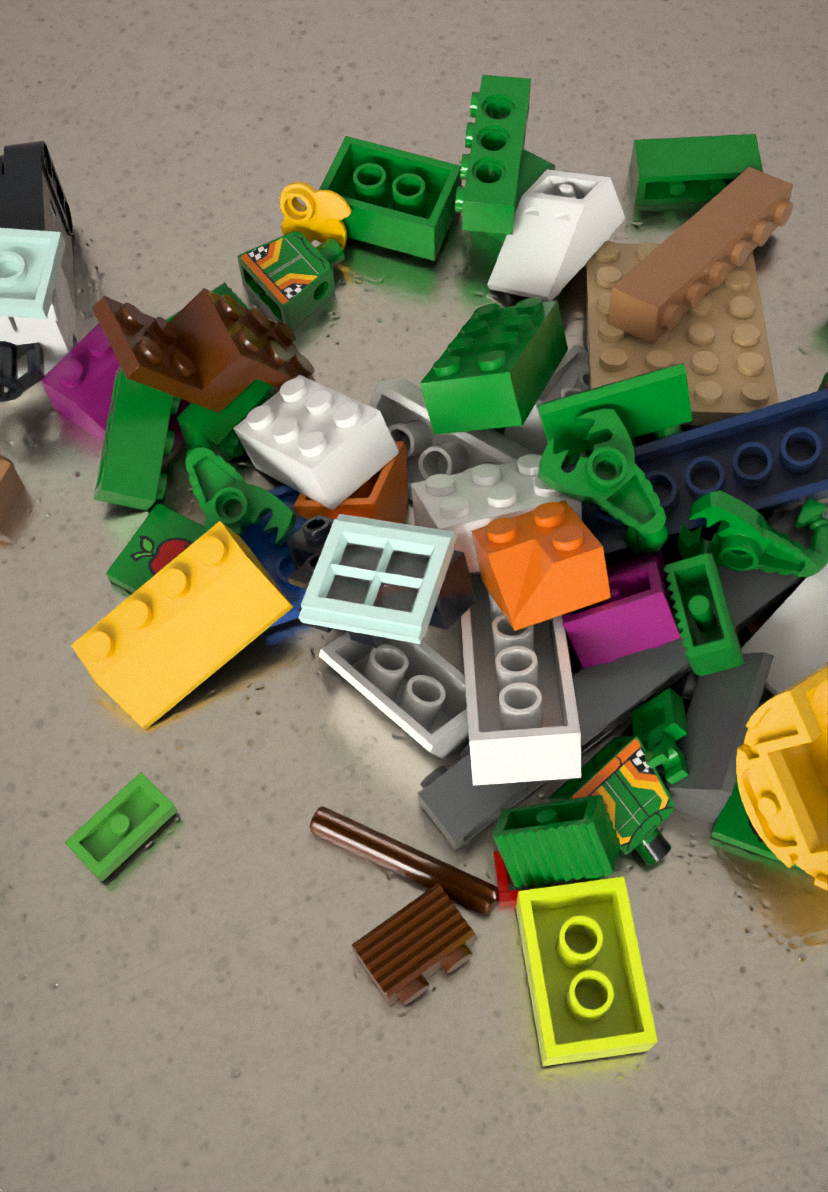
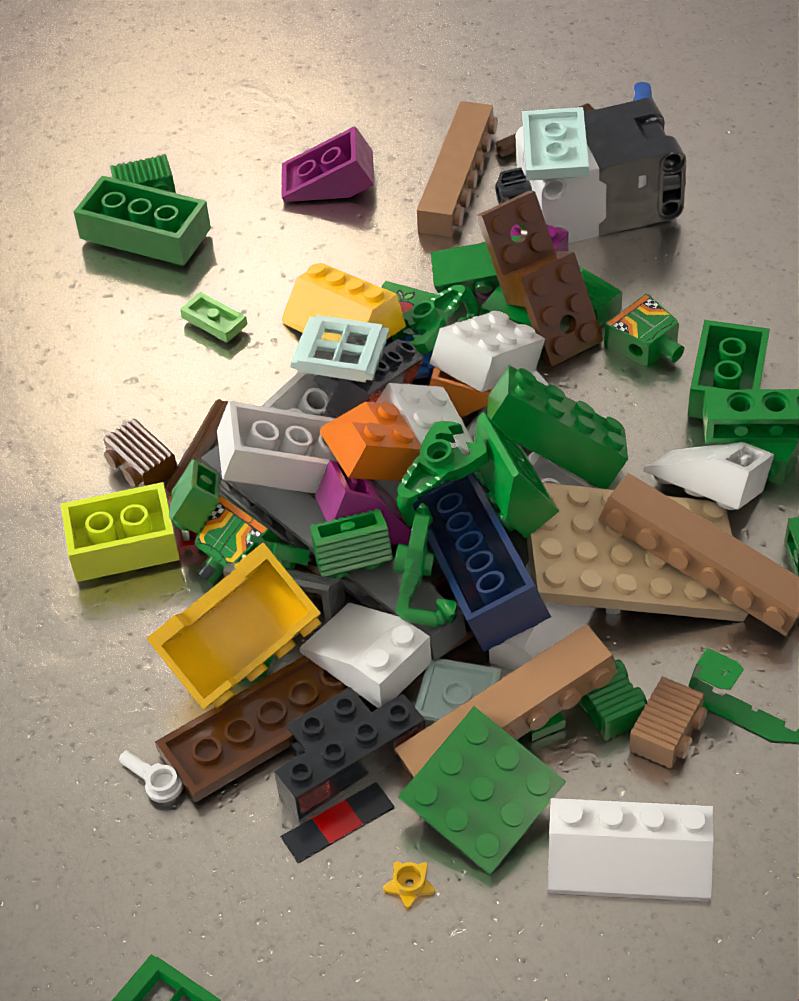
camera: 85 degrees right, 15 degrees down
(317, 219) = (694, 321): yellow plate -> none

